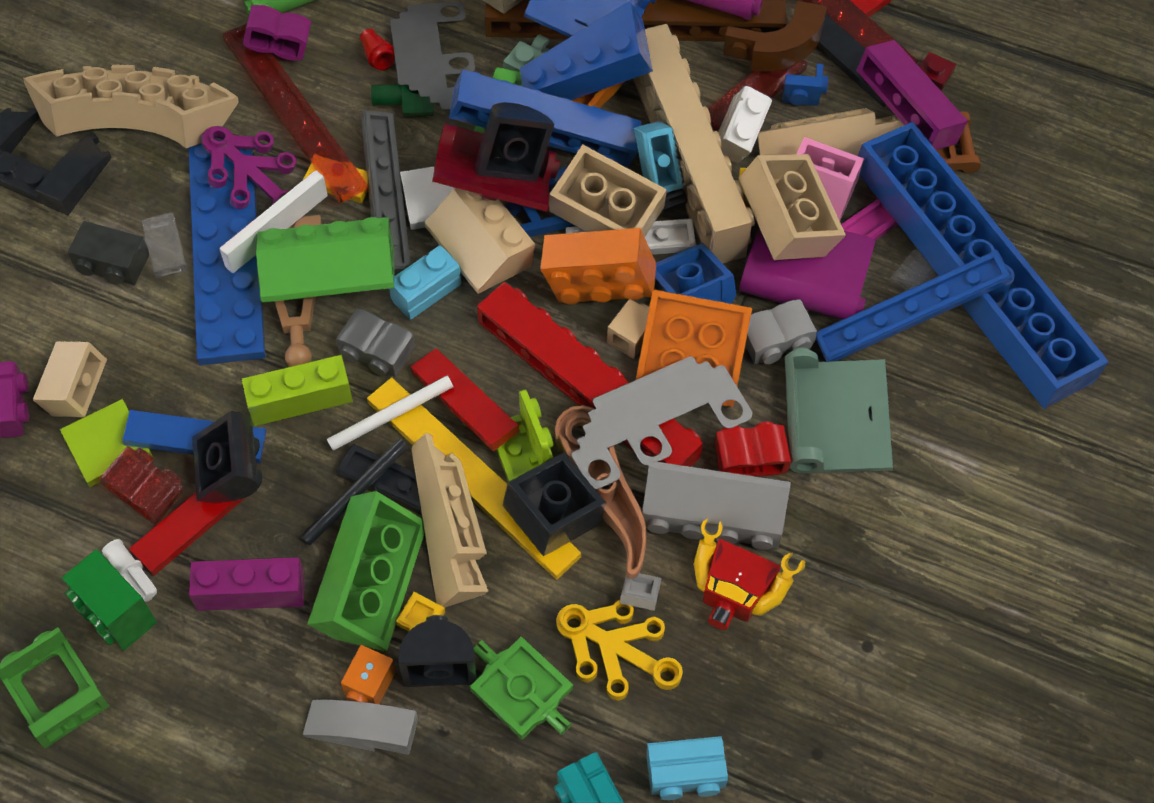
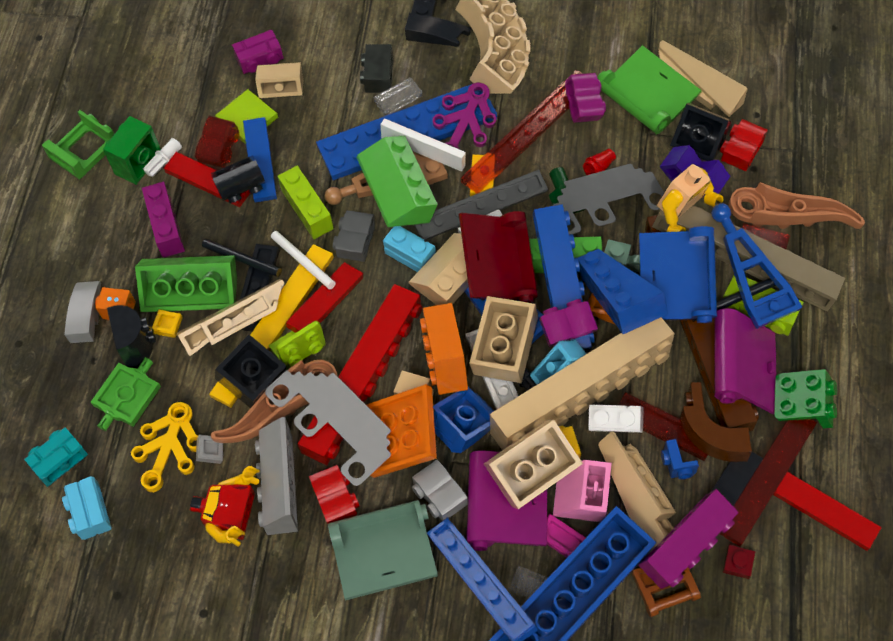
camera: 80 degrees right, 0 degrees up
(514, 142) = (517, 255): black brick -> none
(614, 124) = (568, 322): none -> magenta brick

